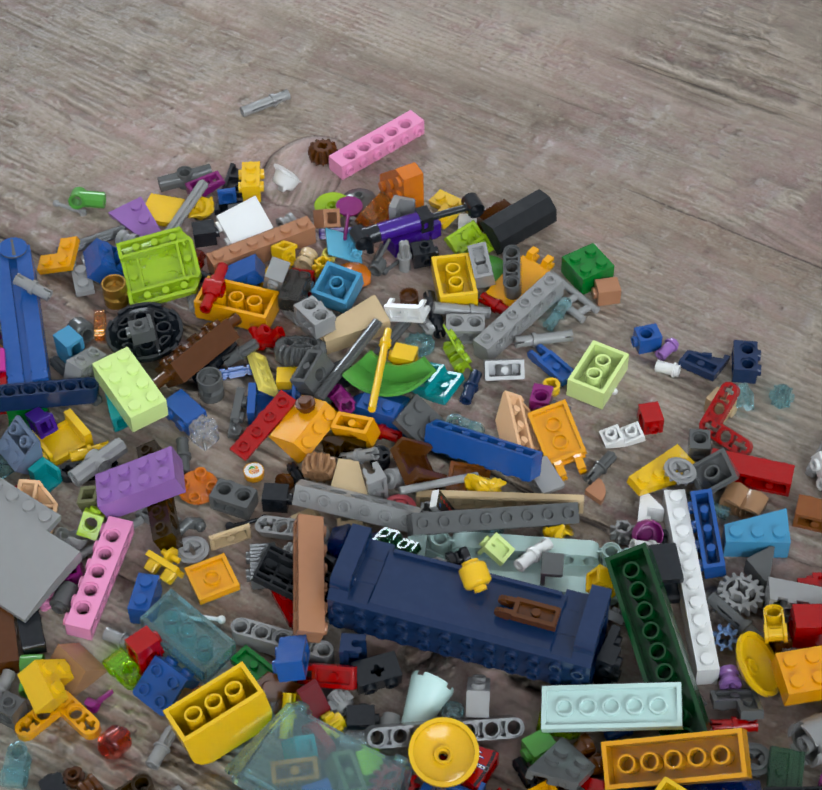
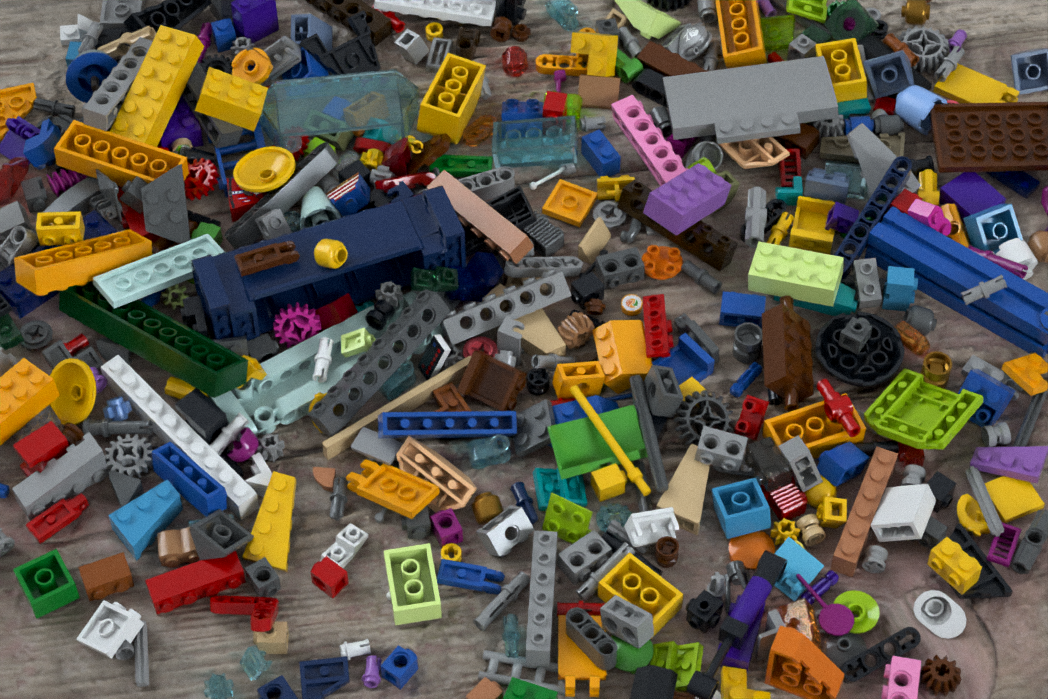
camera: 140 degrees right, 5 degrees up
(204, 432) = (705, 302): clear brick -> none
(209, 246) = (913, 475): none -> light grey wheel
(227, 195) = (964, 536): blue slope -> none
(240, 352) = (752, 382): dark grey axle -> none
(262, 374) = (716, 382): light yellow tile -> none
(291, 658) = (434, 158): blue brick -> none
(305, 404) = (635, 356): reddish brown plate -> none
(326, 218) = (834, 576): nougat brick -> none
(342, 399) = (614, 394): magenta piece -> none
(344, 181) = (880, 656): none -> black beam
(389, 687) = (349, 196): none -> blue torso
(433, 484) = (451, 387): light grey bar -> none
(479, 483) = (422, 401): yellow hat -> none
(496, 390) = (486, 507): none -> pearl gold head
(551, 565) = (298, 354): dark grey panel -> none
(681, 465) = (252, 506): light grey gear -> none
(774, 624) = (73, 421): yellow piece -> none

